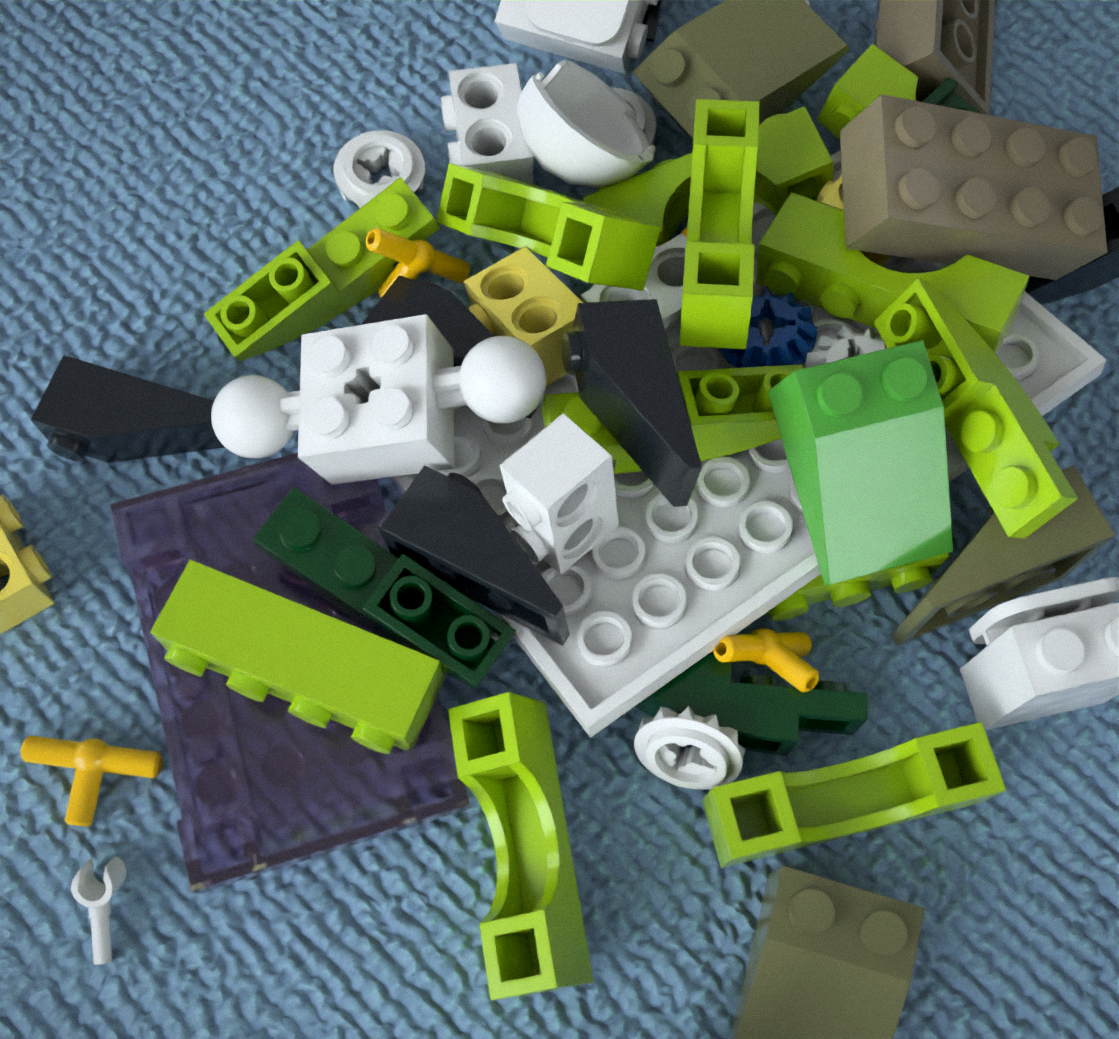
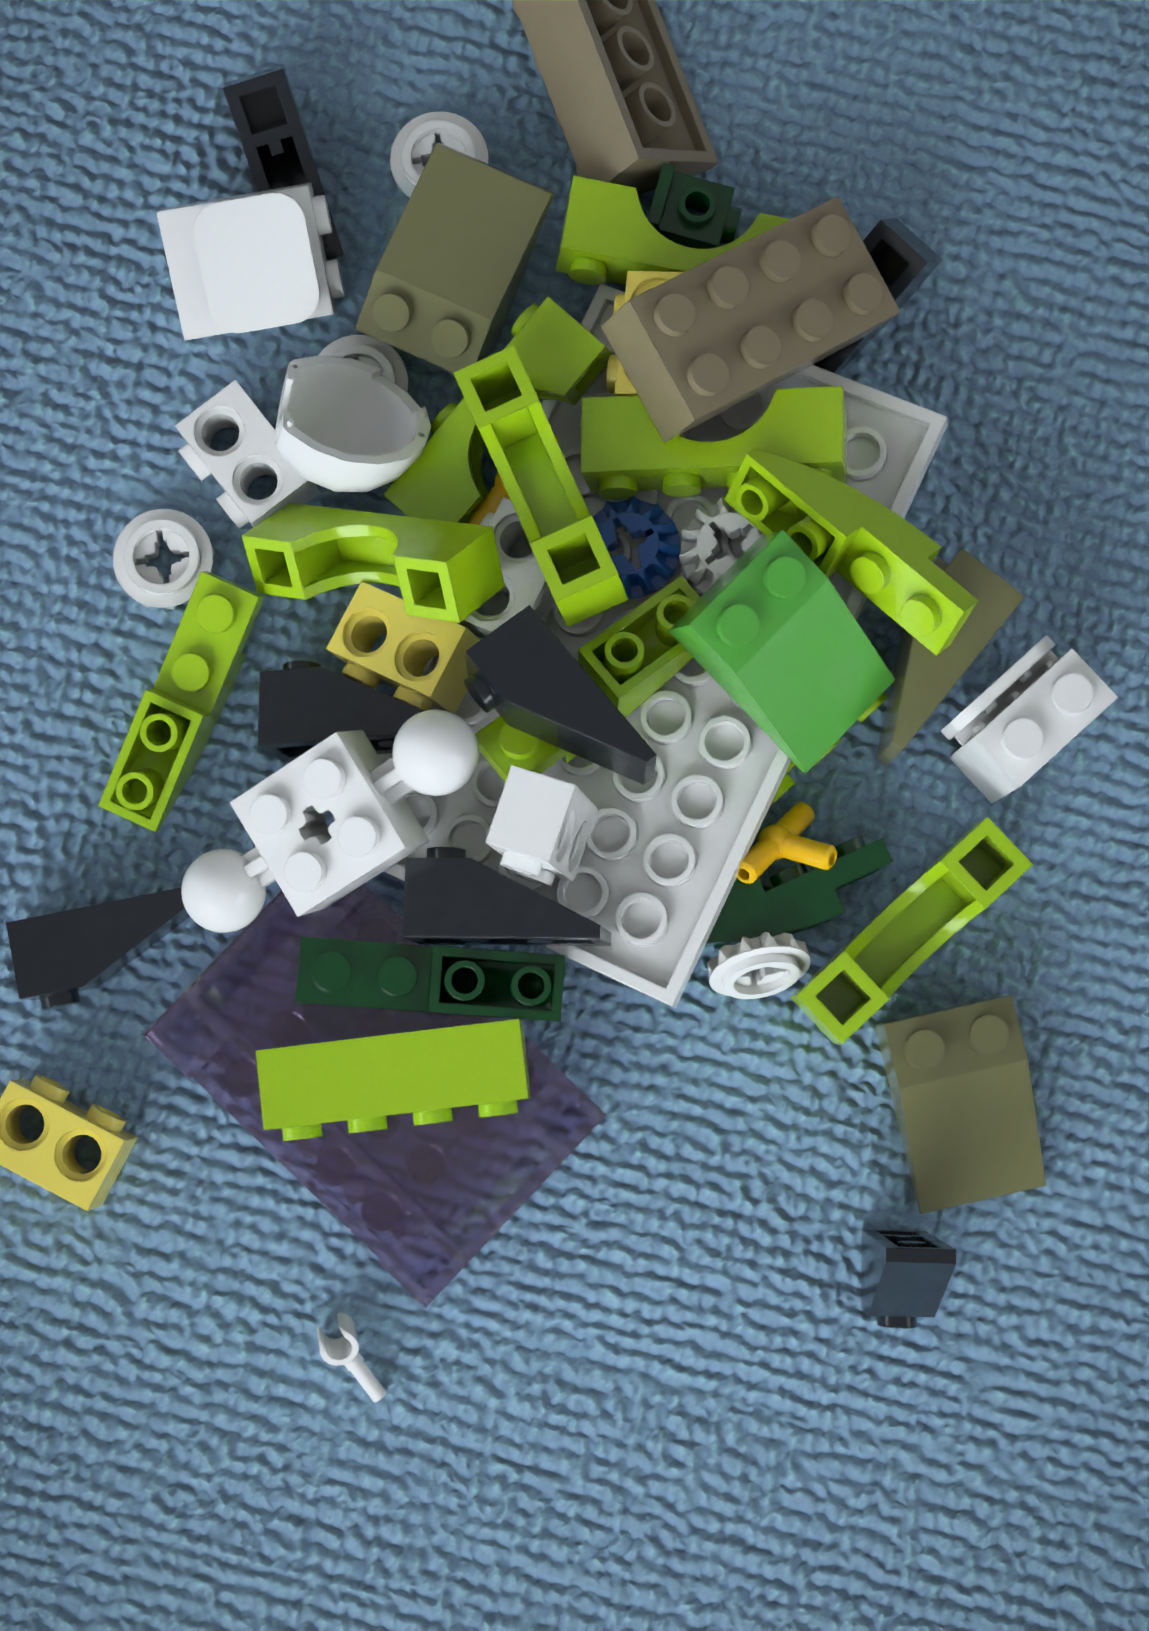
camera: 20 degrees left, 15 degrees up
(90, 761) = (265, 1250): yellow piece -> none
(414, 258) = (259, 645): yellow piece -> none
(536, 923) = (709, 1173): lime arch -> none

